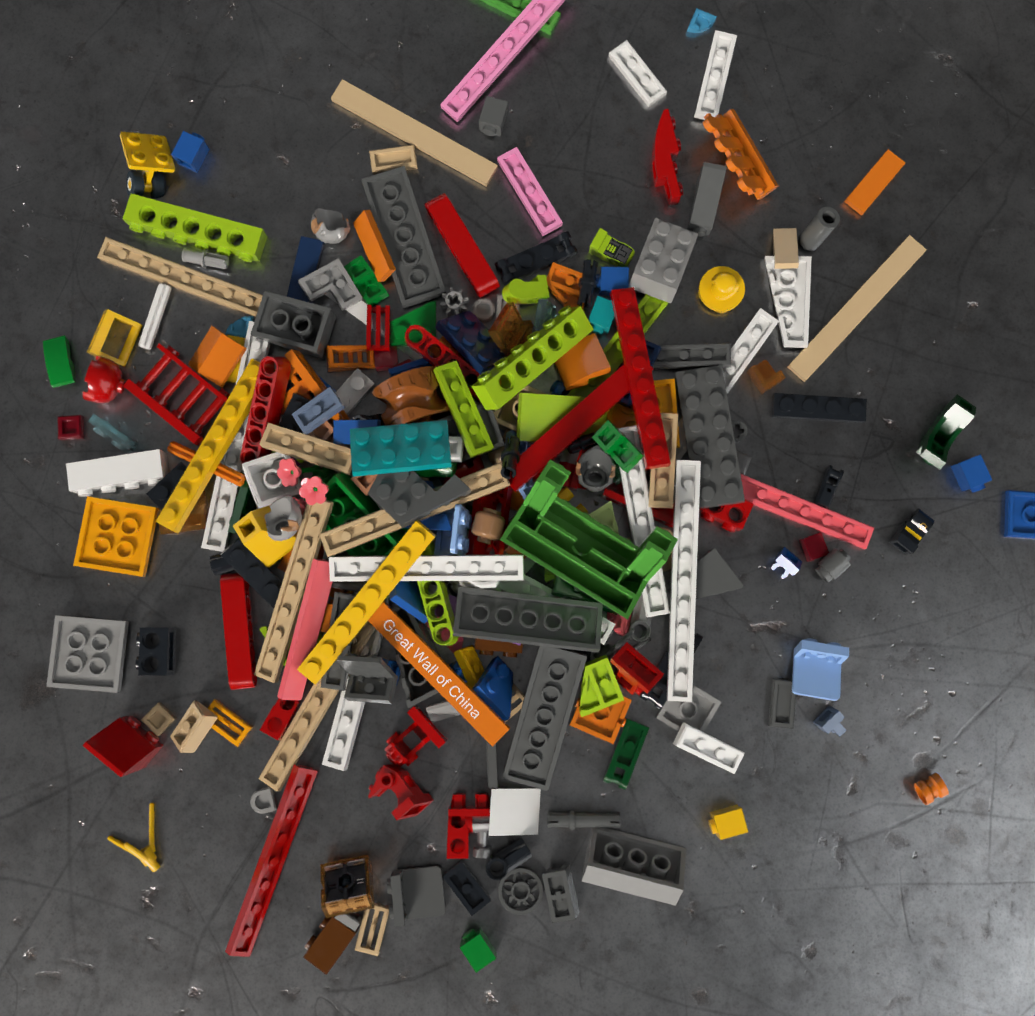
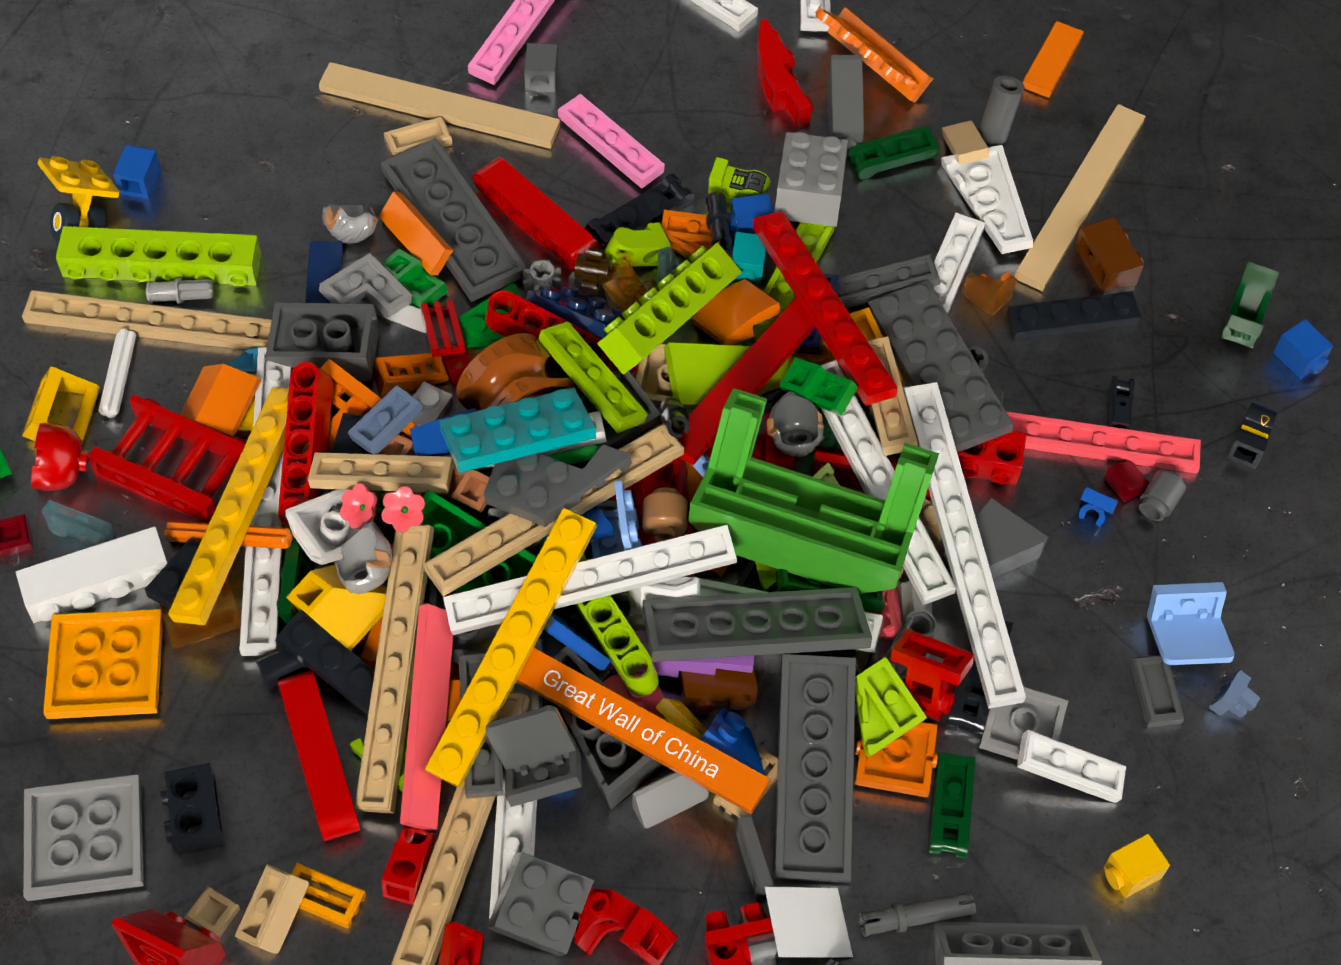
camera: 15 degrees left, 25 degrees down
(352, 768) = (540, 904): none -> dark grey piece
(399, 752) = (635, 835): red tile -> none
(489, 305) = (592, 267): none -> dark brown gear
(721, 289) = (897, 204): yellow plate -> none
(732, 243) = (893, 151): none -> dark green plate
(860, 366) = (1109, 255): none -> reddish brown brick

